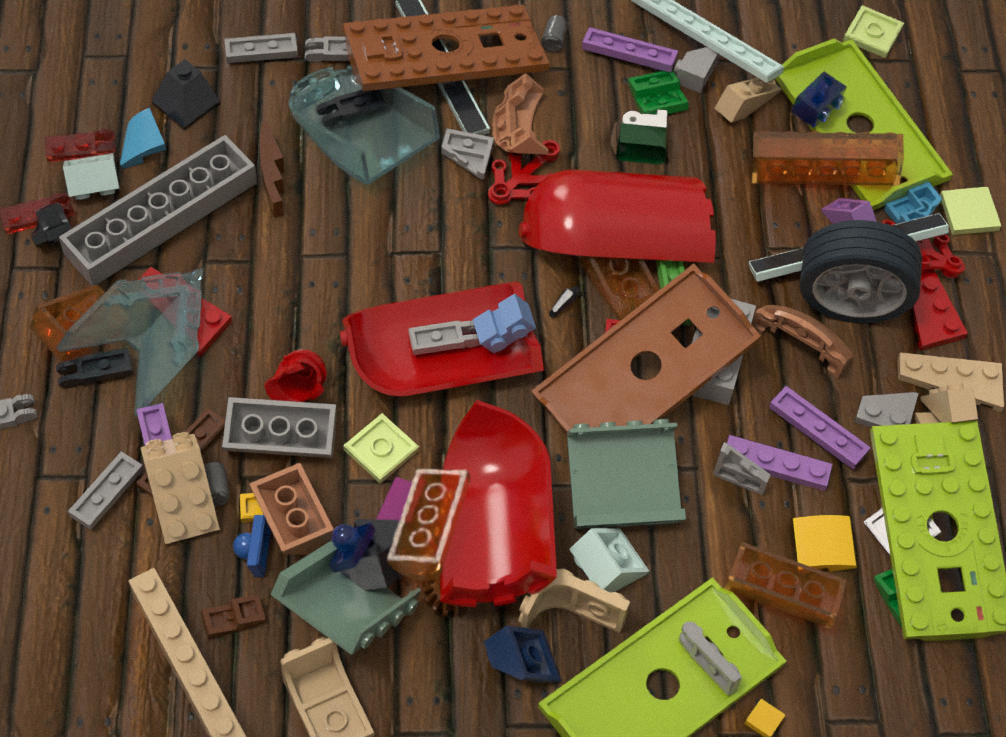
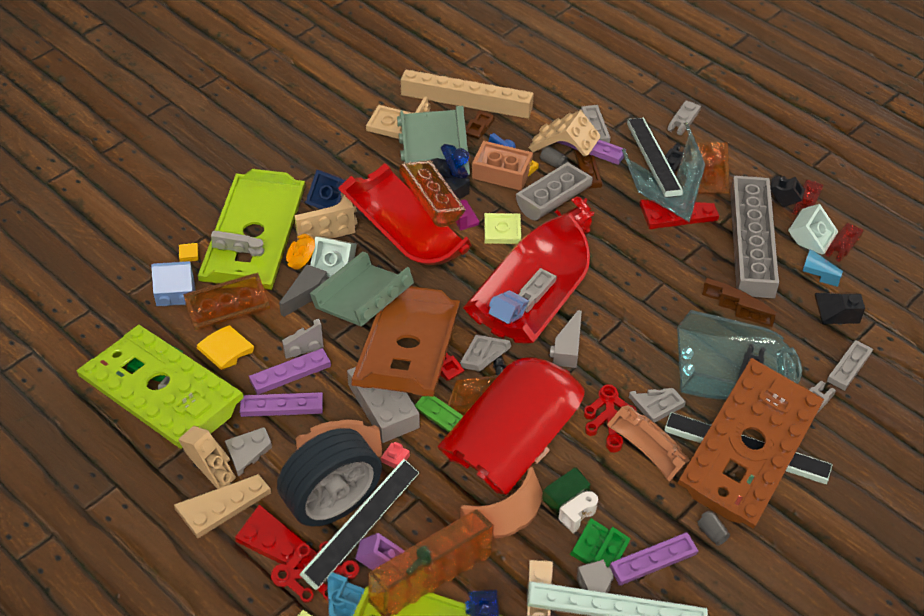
camera: 140 degrees right, 10 degrees down
(118, 377) = (654, 157): none -> black tile
(476, 263) = (567, 343): none -> light grey slope
(570, 319) = (483, 351): none -> light grey wing
(645, 588) = (300, 251): none -> light orange tile
(676, 542) = (300, 291): none -> dark grey slope
(711, 168) = (515, 511): none -> nougat windscreen
(754, 294) = (394, 455): none -> coral tile
(826, 664) = (171, 282): none -> slope
(848, 133) = (424, 557): none -> hand

